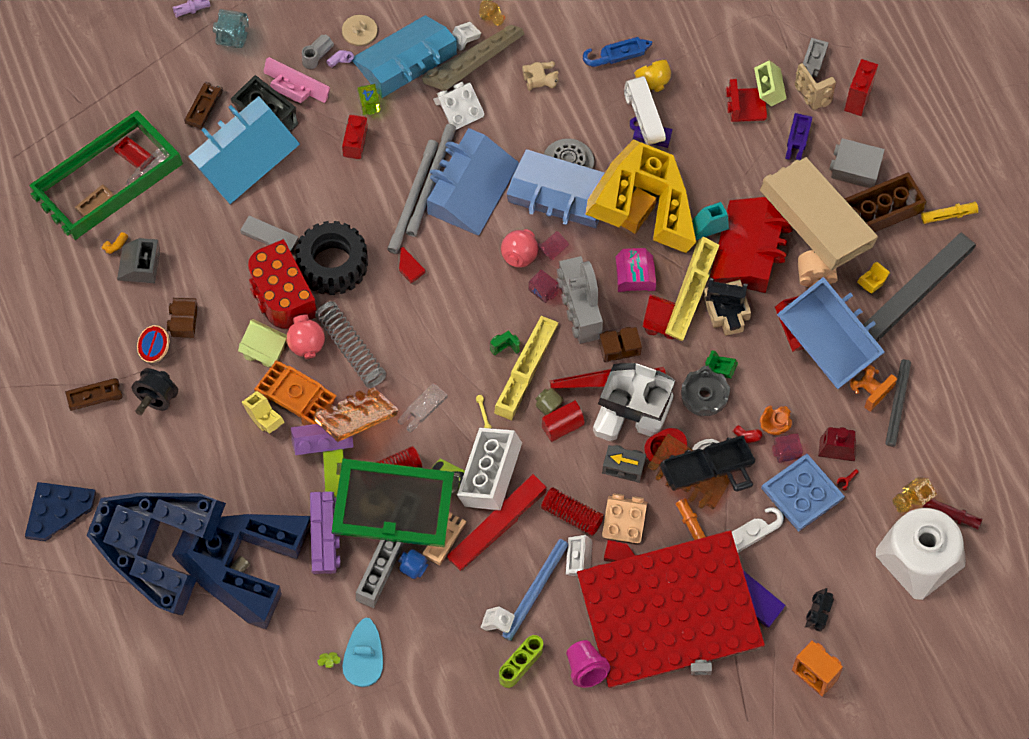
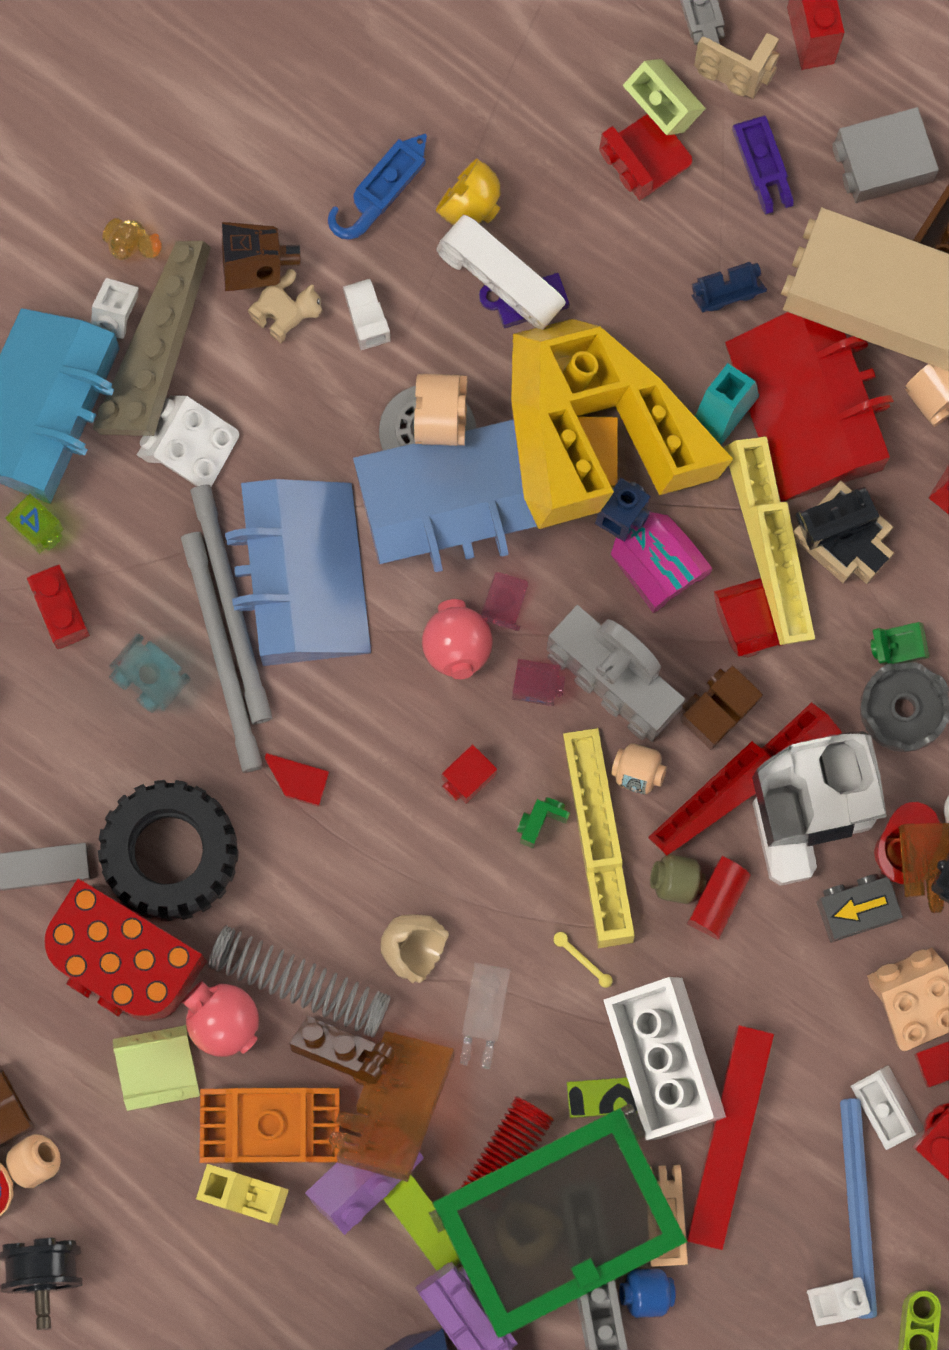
camera: 35 degrees left, 15 degrees up
(183, 347) = (33, 1161): none -> light nougat head
(348, 381) = (341, 1050): none -> reddish brown plate
(374, 182) = (167, 683): none -> clear light blue brick
(411, 359) = (413, 945): none -> tan hair
(485, 306) = (468, 775): none -> red brick
(540, 46) = (254, 256): none -> reddish brown torso
(564, 347) = (638, 768): none -> light nougat head
(573, 98) = (366, 314): none -> white leg
(577, 147) = (440, 409): none -> light nougat brick
(592, 518) = (875, 1049): red piece -> none
(632, 236) = (624, 510): none -> dark blue brick
(739, 176) = (743, 284): none -> dark blue hinge

